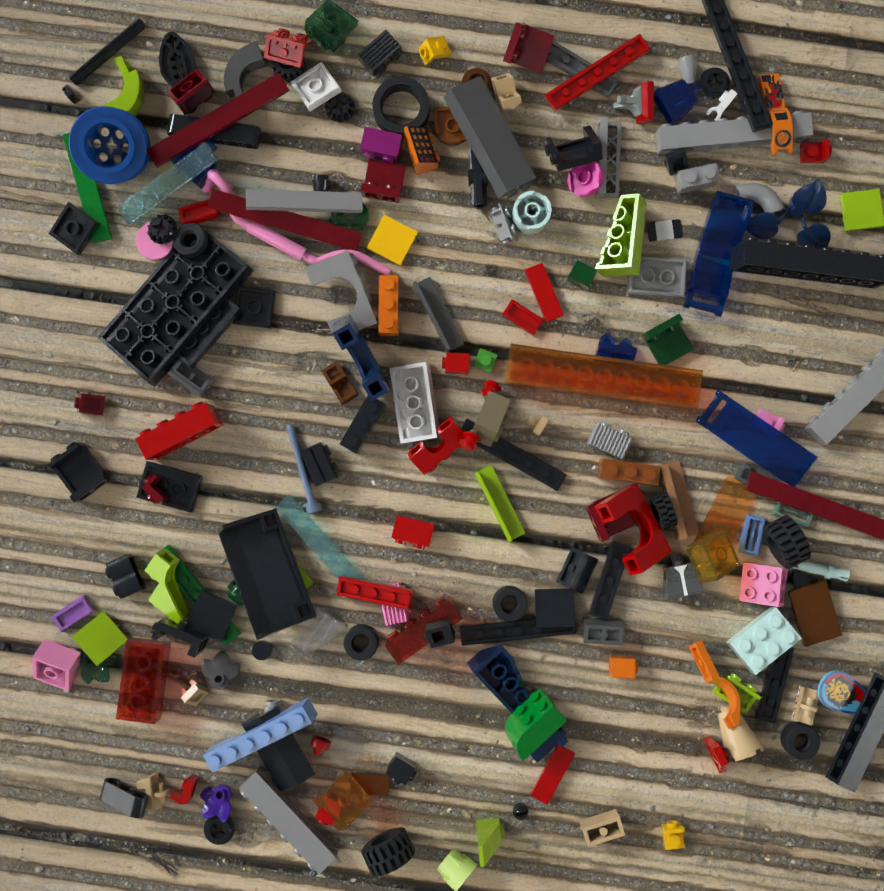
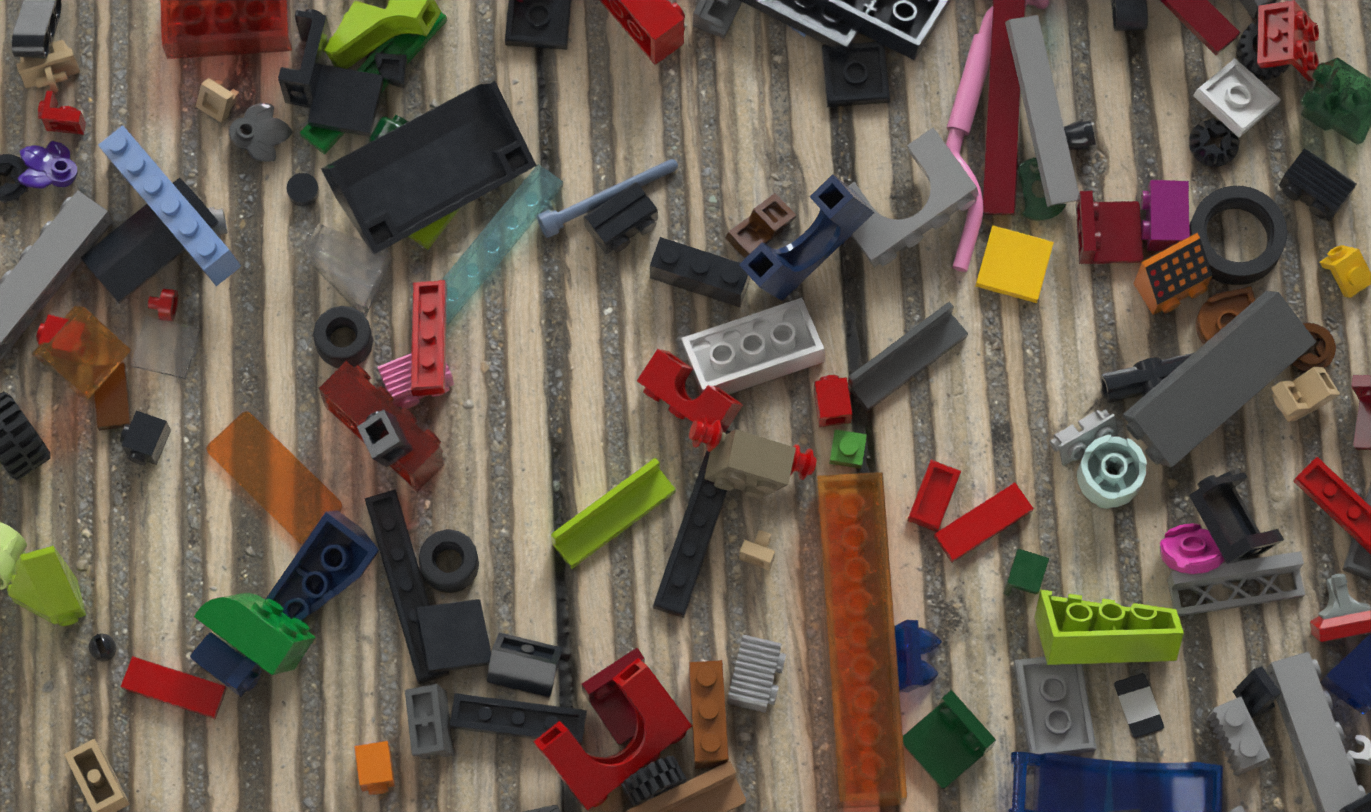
camera: 75 degrees right, 15 degrees down
(196, 583) = (392, 68): none -> black tile
(388, 305) = (904, 275): orange brick -> none
(412, 531) = (540, 383): red brick -> none
(437, 695) = (272, 476): none -> clear orange piece

